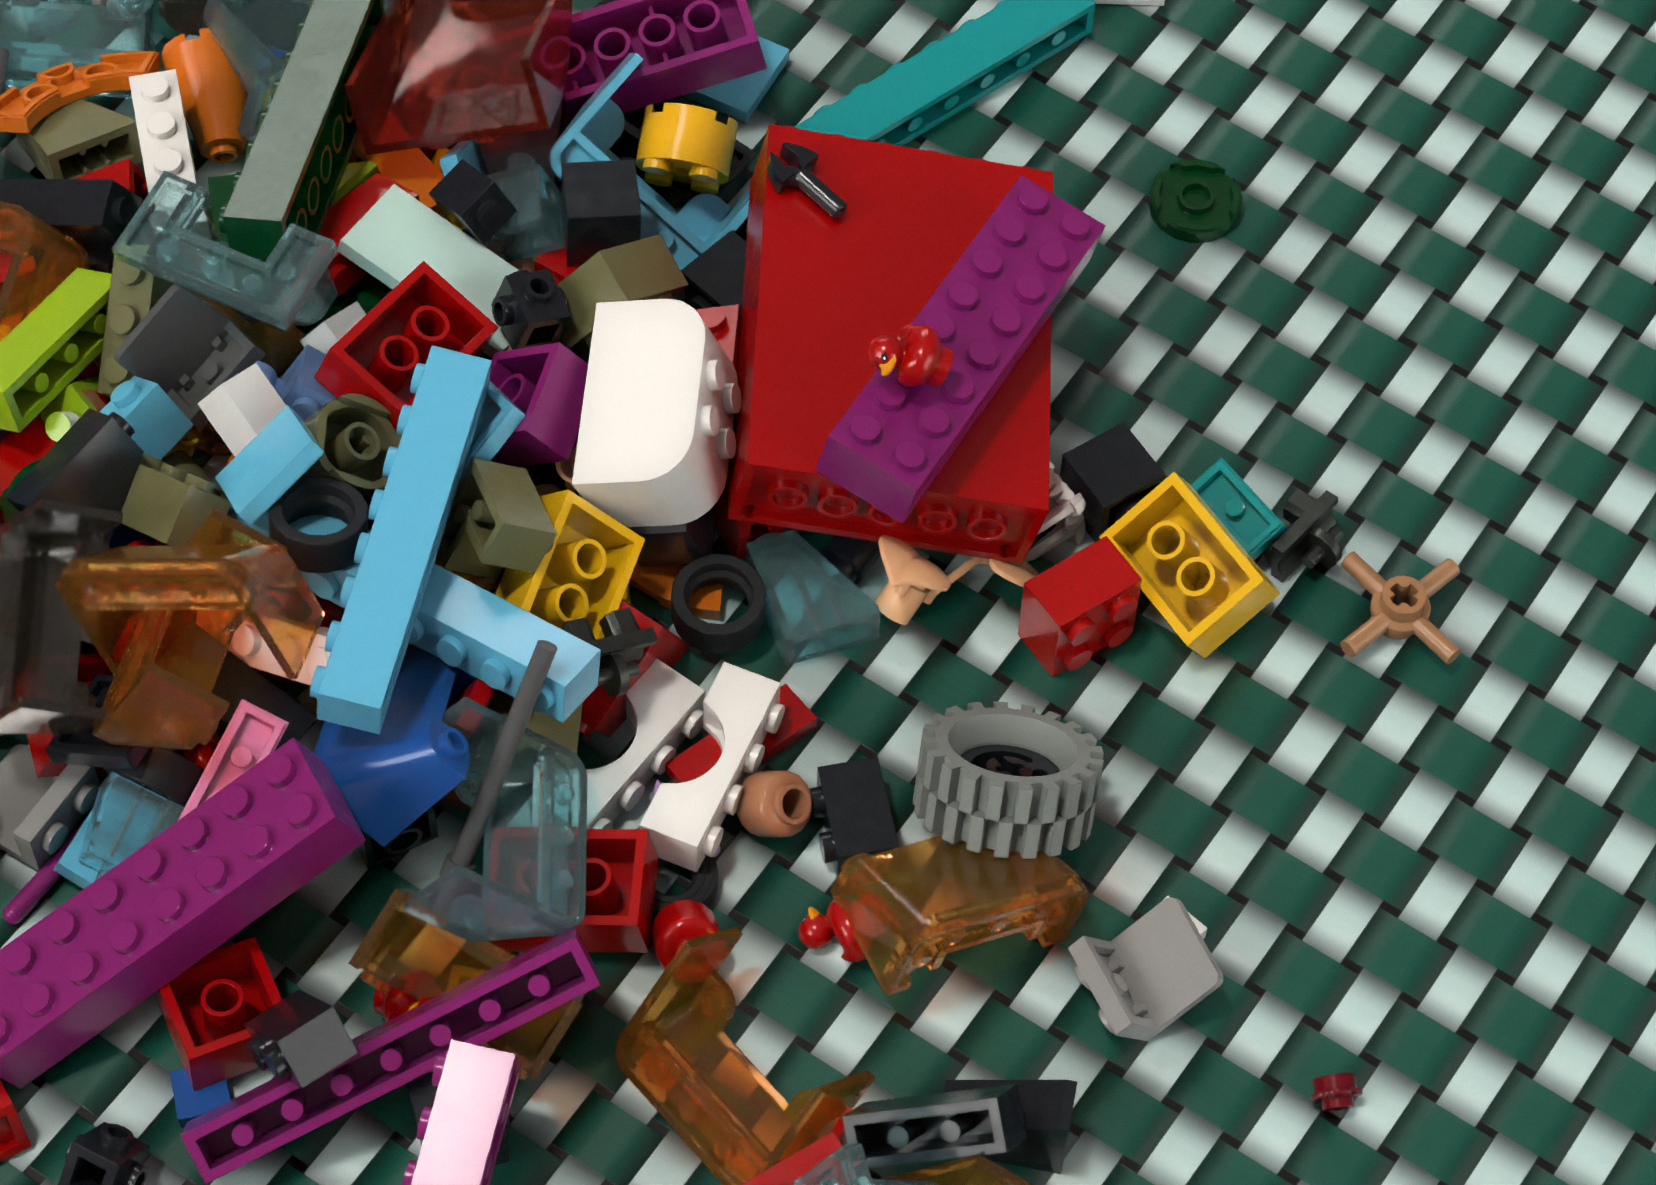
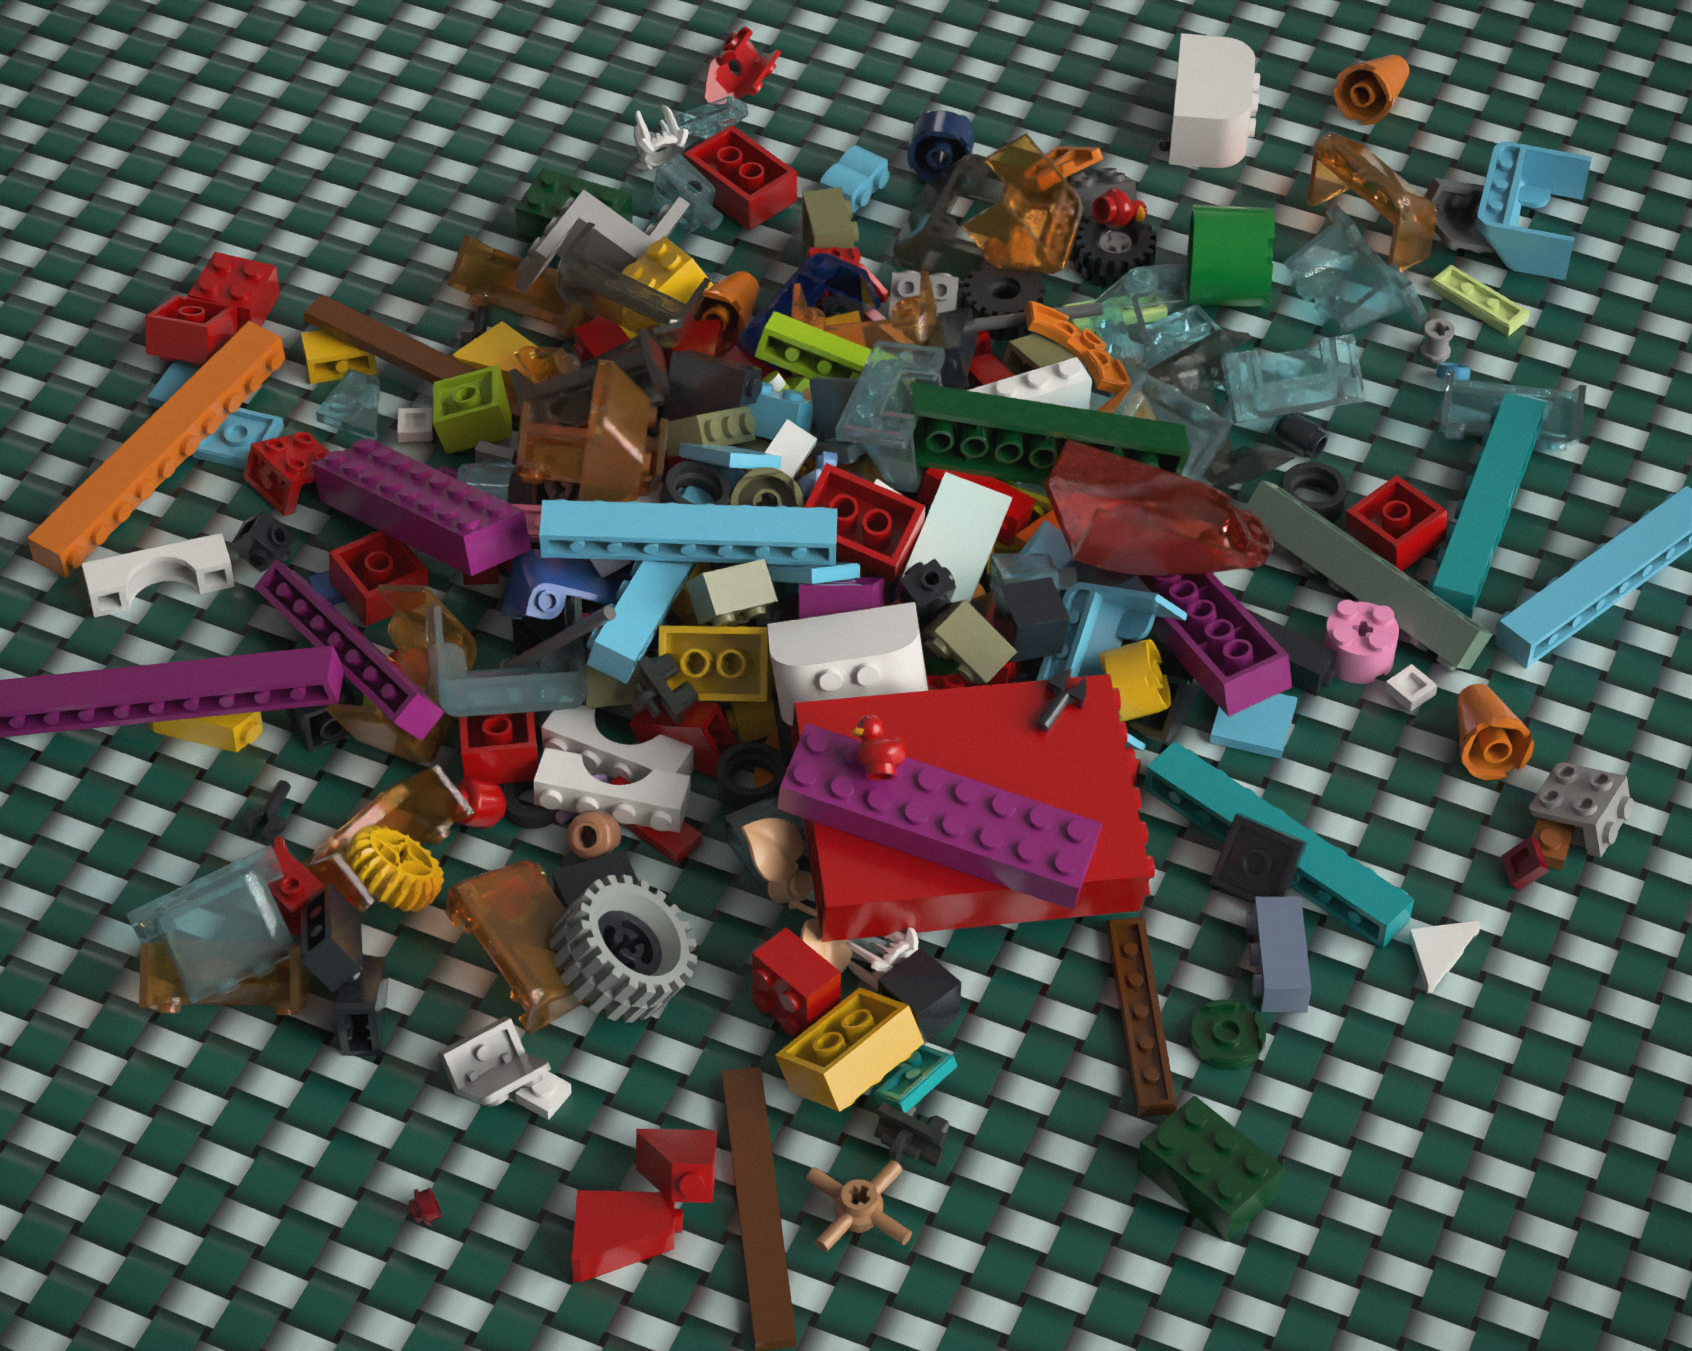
camera: 80 degrees right, 10 degrees down
(299, 1039) = (340, 590): black brick -> none
(473, 202) = (1010, 542): black brick -> none
(795, 1049) = (394, 867): none -> yellow gear
(974, 101) = (1257, 860): none -> black tile
(1099, 118) = (1279, 954): none -> sand blue brick
(1188, 281) = (1140, 1017): none -> reddish brown tile
(1335, 775) = (678, 1162): none -> red slope
(1375, 718) = (758, 1210): none -> reddish brown tile
(1395, 250) = (1210, 1168): none -> dark green brick
(1405, 871) = (621, 1230): none -> red slope

